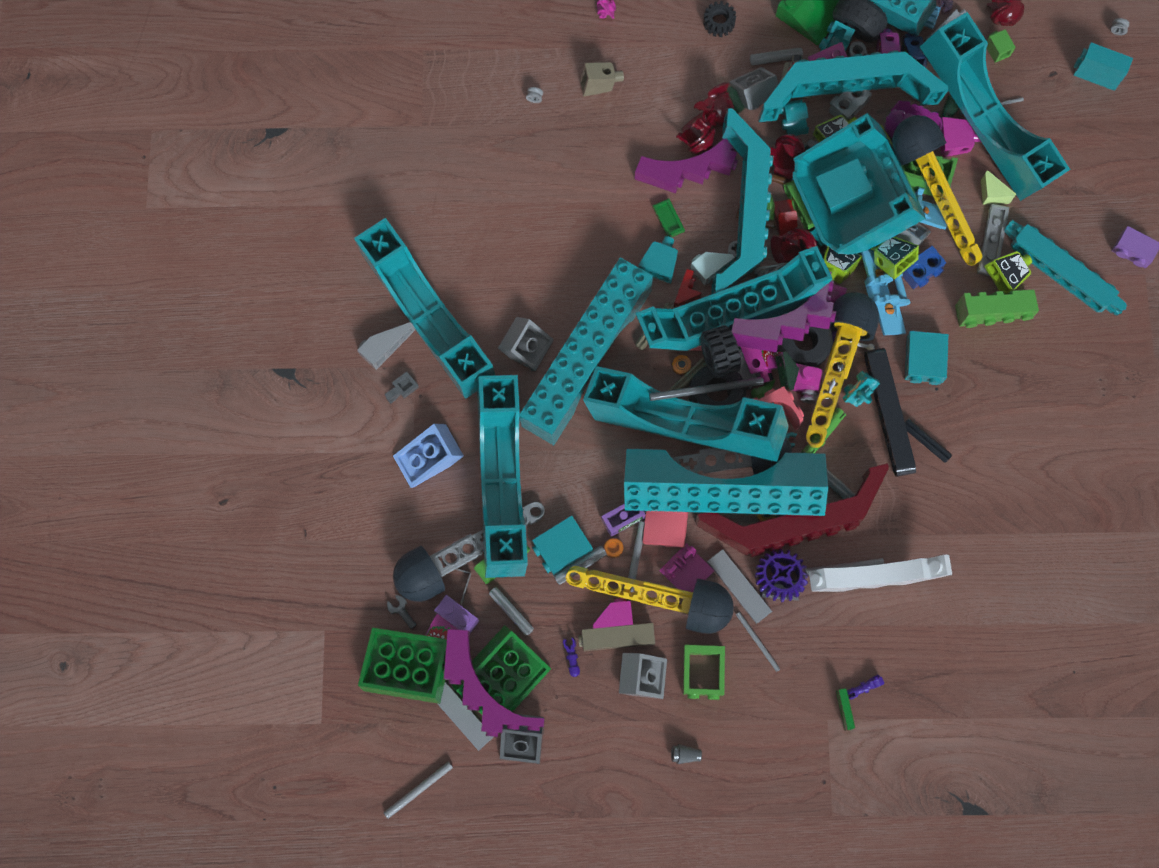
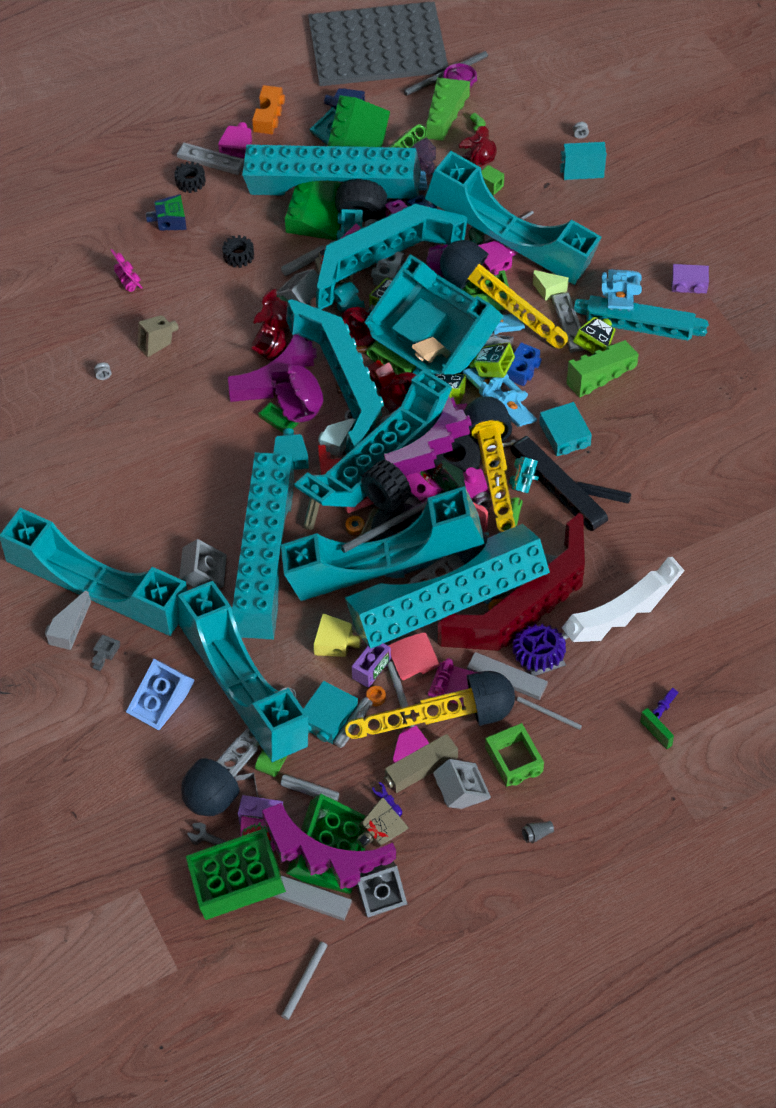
camera: 30 degrees left, 20 degrees down
(551, 682) = (380, 825): none -> dark tan torso
(605, 473) = (335, 637): none -> light yellow torso
(696, 206) = (301, 396): none -> magenta animal
(840, 217) = (429, 349): none -> light nougat slope
(1055, 231) = (620, 288): none -> medium azure piece

